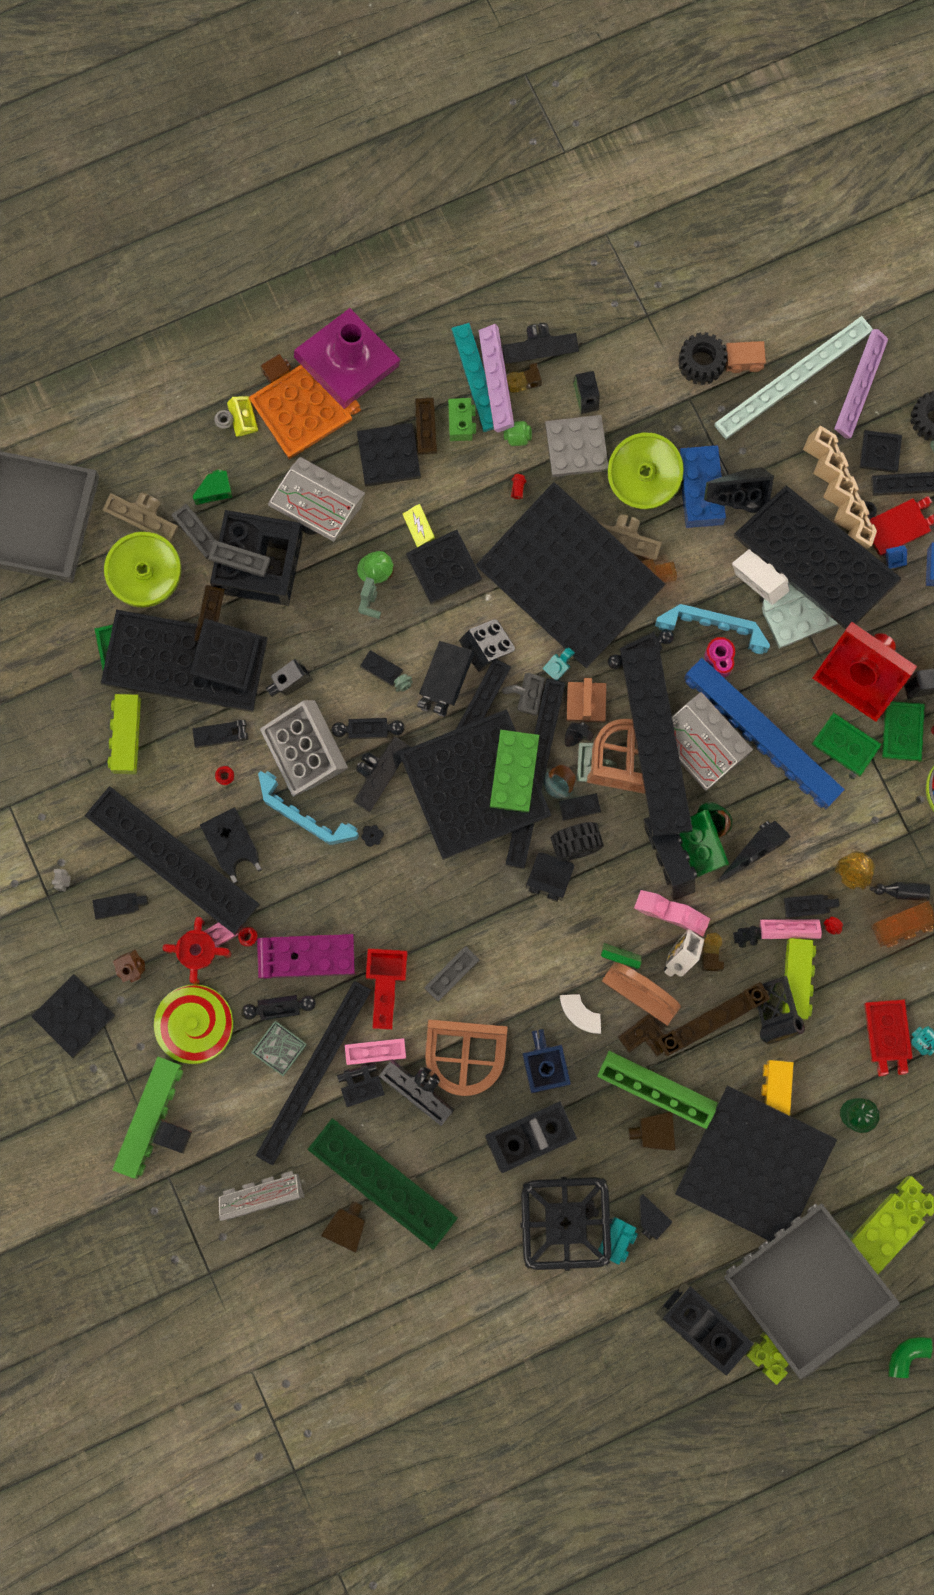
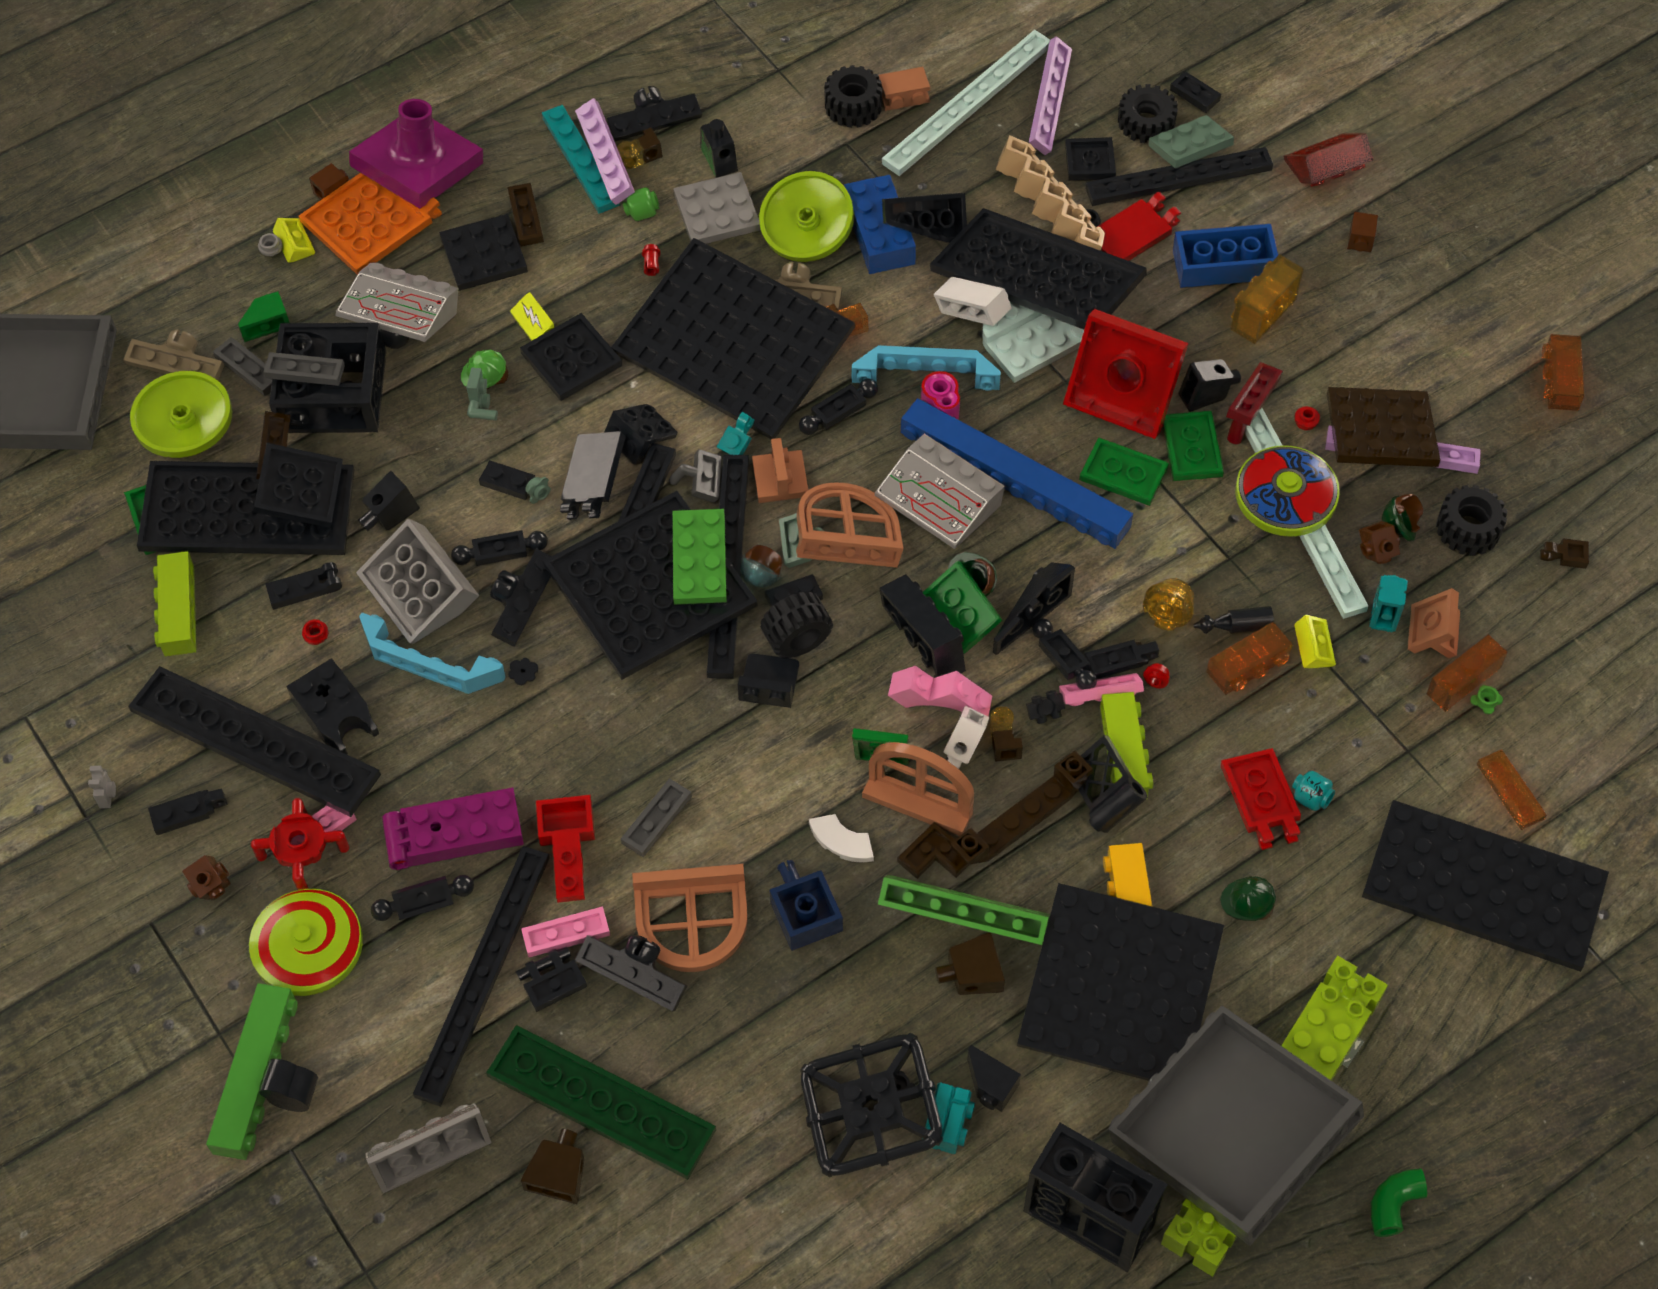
camera: 10 degrees left, 20 degrees down
(73, 1015) = (134, 959): black plate -> none
(244, 933) = (368, 817): red plate -> none
(279, 1048) = (430, 952): tile -> none
(460, 419) = (568, 201): bright green brick -> none
(531, 1136) = (815, 984): black piece -> none
(576, 733) = (774, 507): black plate -> none
(656, 741) = (878, 497): black plate -> none
(769, 896) = (1064, 654): none -> black plate
(896, 557) = (1138, 256): blue plate -> none

